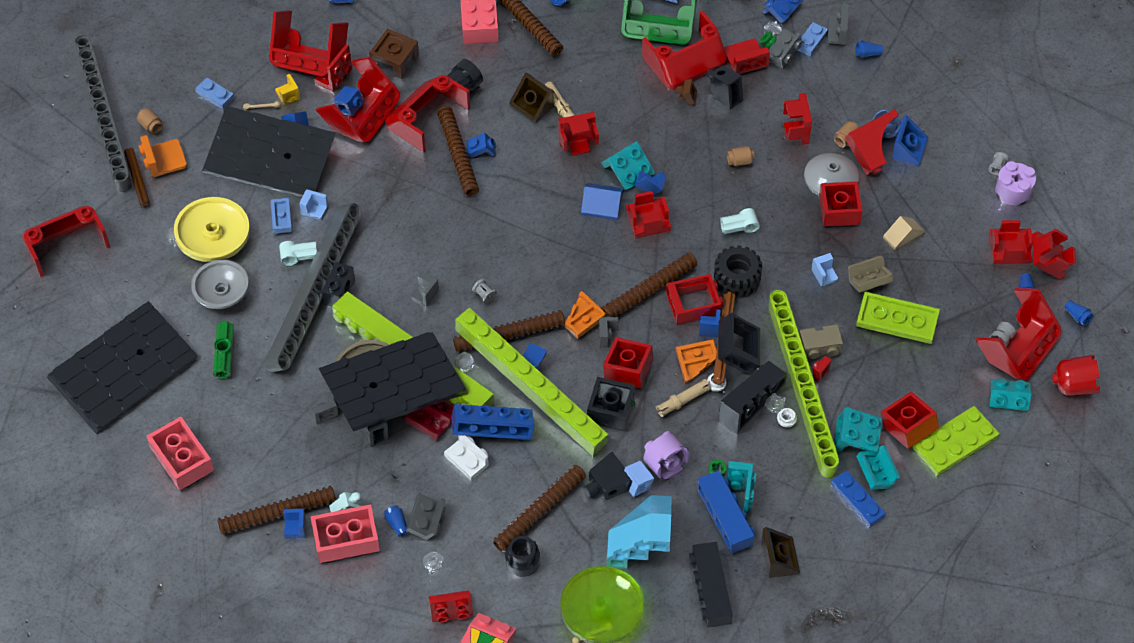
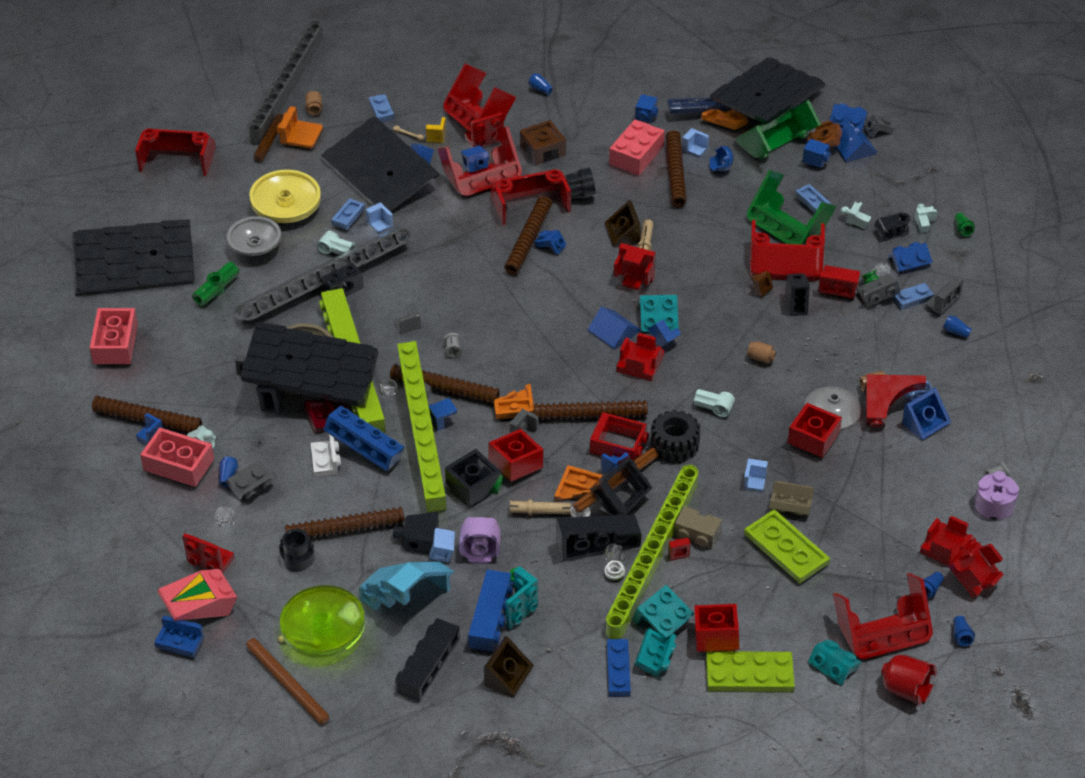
camera: 35 degrees right, 10 degrees down
(802, 127) = (841, 349): red panel -> none
(902, 232) = (856, 482): tan slope -> none
(1005, 332) = (871, 610): light grey wheel -> none

